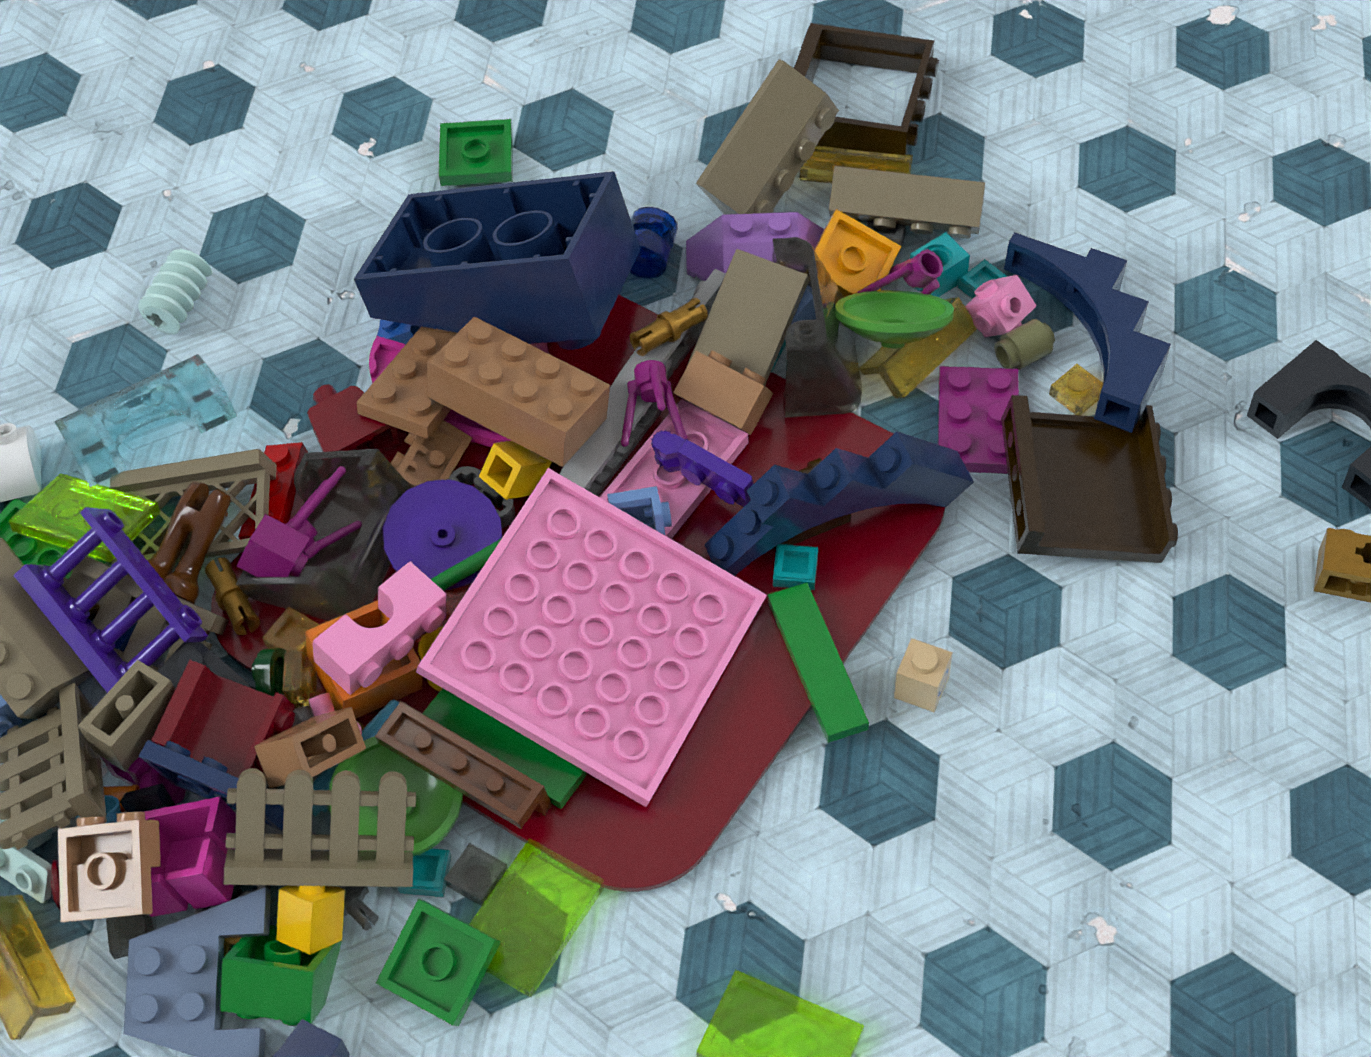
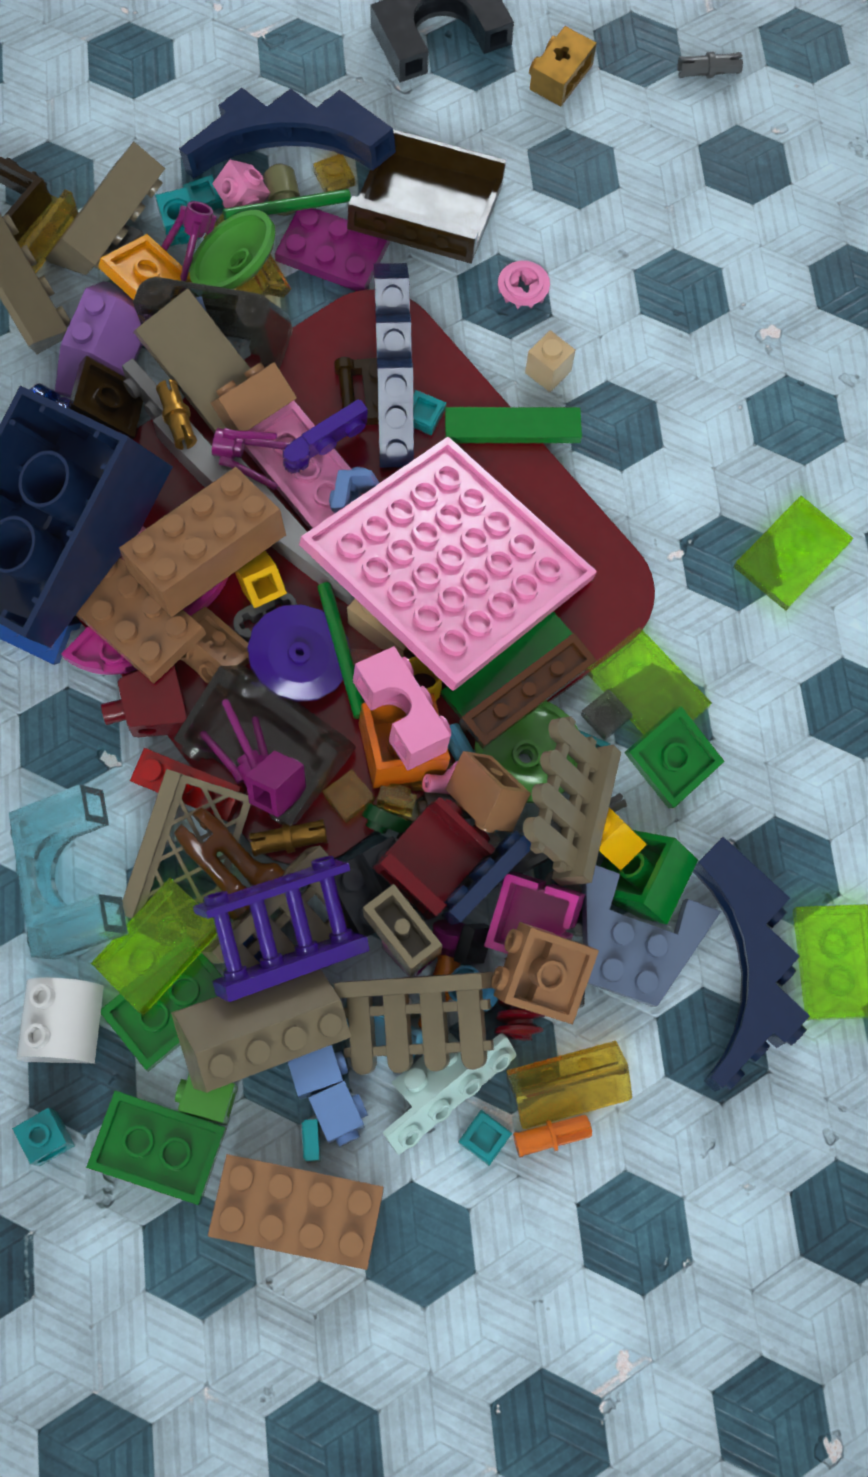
camera: 80 degrees left, 15 degrees up
(672, 270) = (103, 398): none -> dark brown plate
(1000, 353) = (294, 203): none -> green bar
(1026, 606) = (532, 275): none -> bright pink gear

